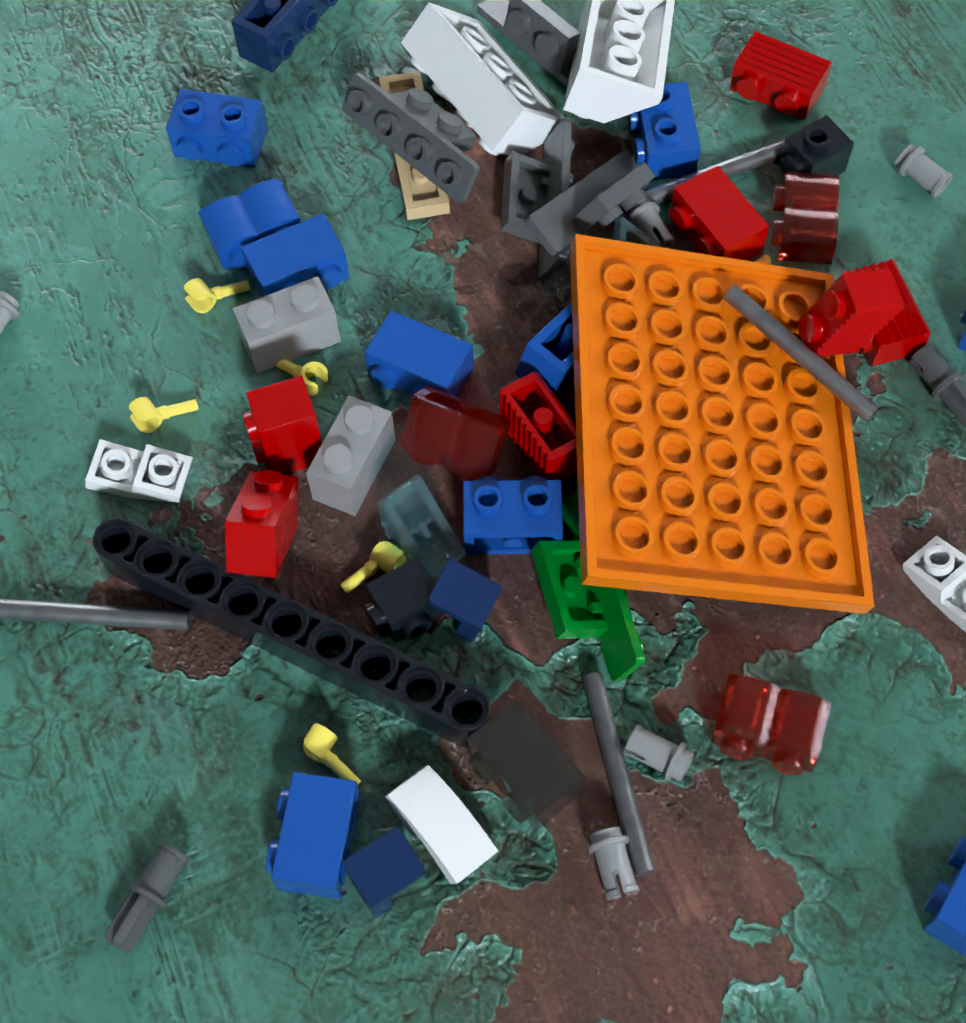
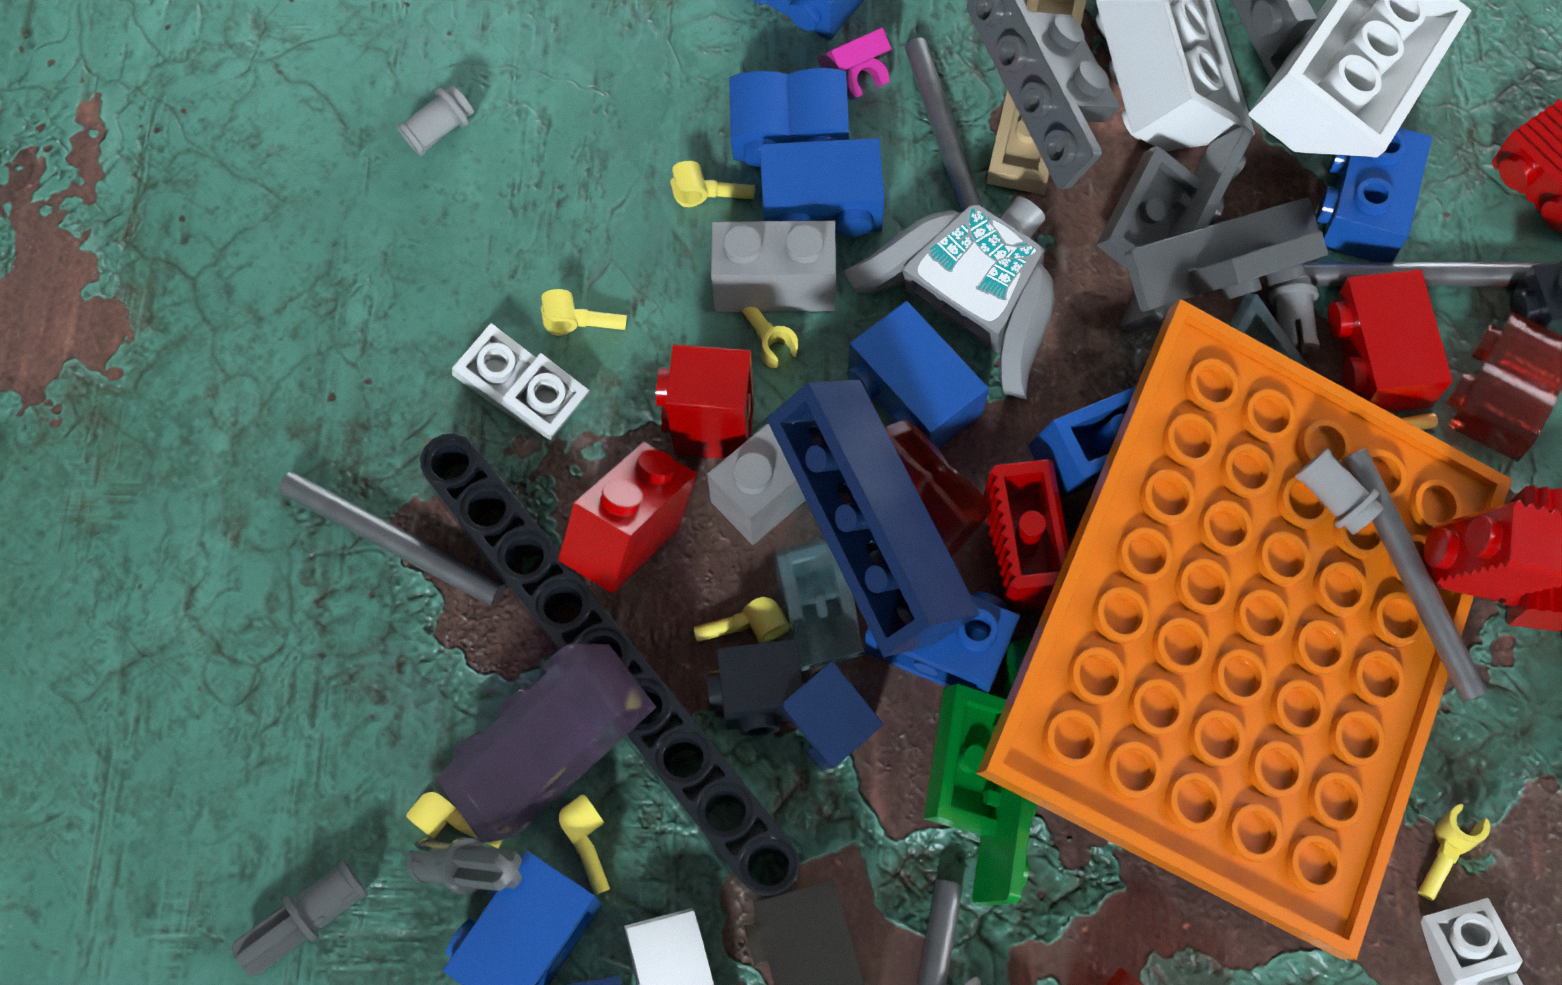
camera: 25 degrees right, 5 degrees up
(212, 782) = (433, 812): none -> light yellow hand
(252, 803) = (464, 865): none -> dark grey axle
(272, 694) = (544, 740): none -> clear purple brick
(283, 167) = (859, 56): none -> dark pink tile
(368, 202) = (942, 124): none -> flat silver bar
(428, 279) = (977, 275): none -> light grey torso
(435, 448) = (871, 516): none -> dark blue brick
(731, 316) = (1340, 492): none -> light grey pin
(900, 512) = (1452, 844): none -> light yellow hand

